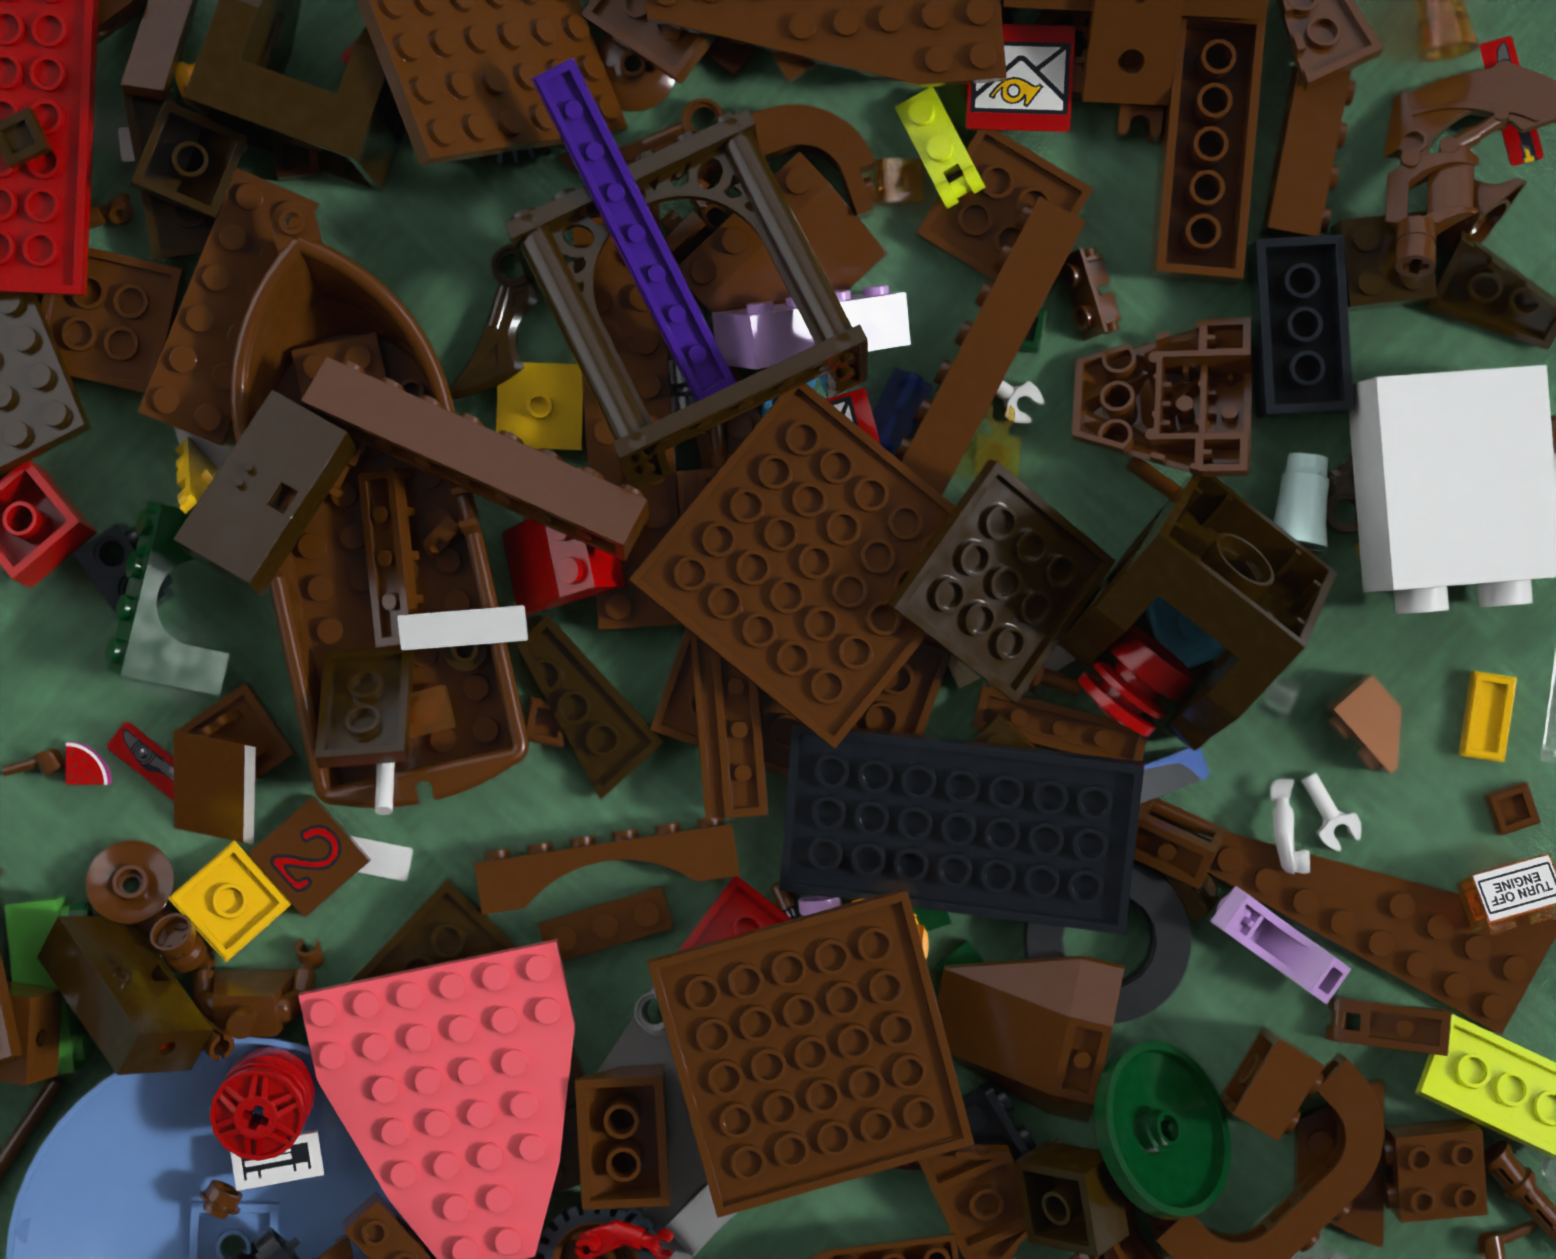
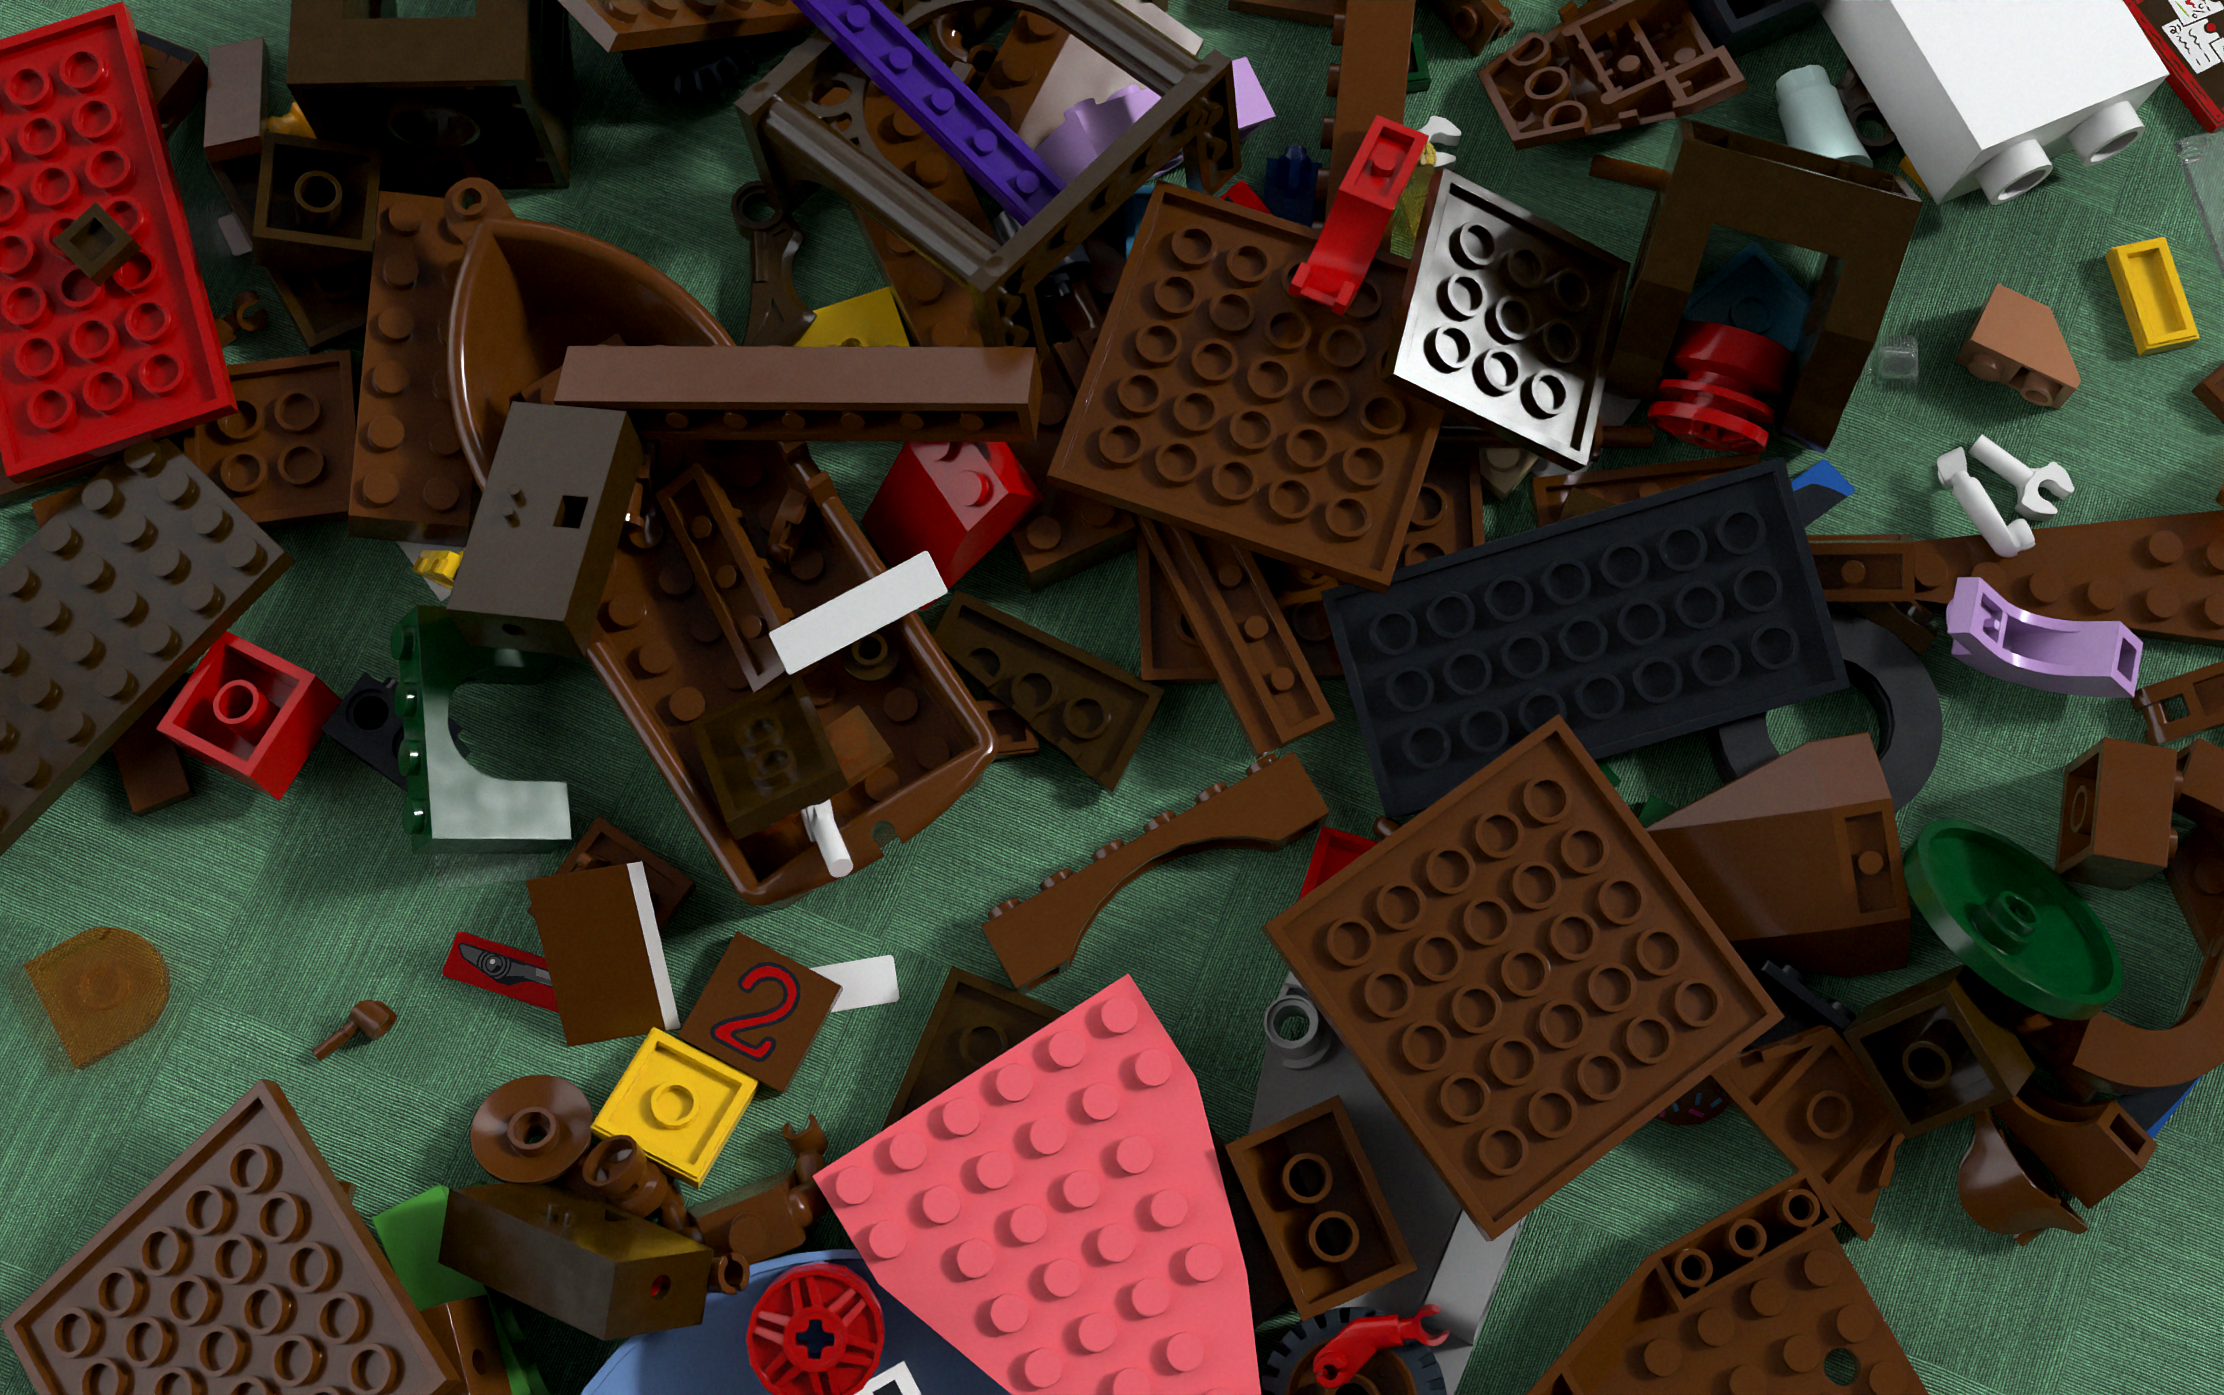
camera: 20 degrees left, 15 degrees down
(85, 766) = (422, 1007): red tile -> none
(609, 923) = (1190, 945): reddish brown plate -> none
(927, 465) = (1360, 215): none -> red piece

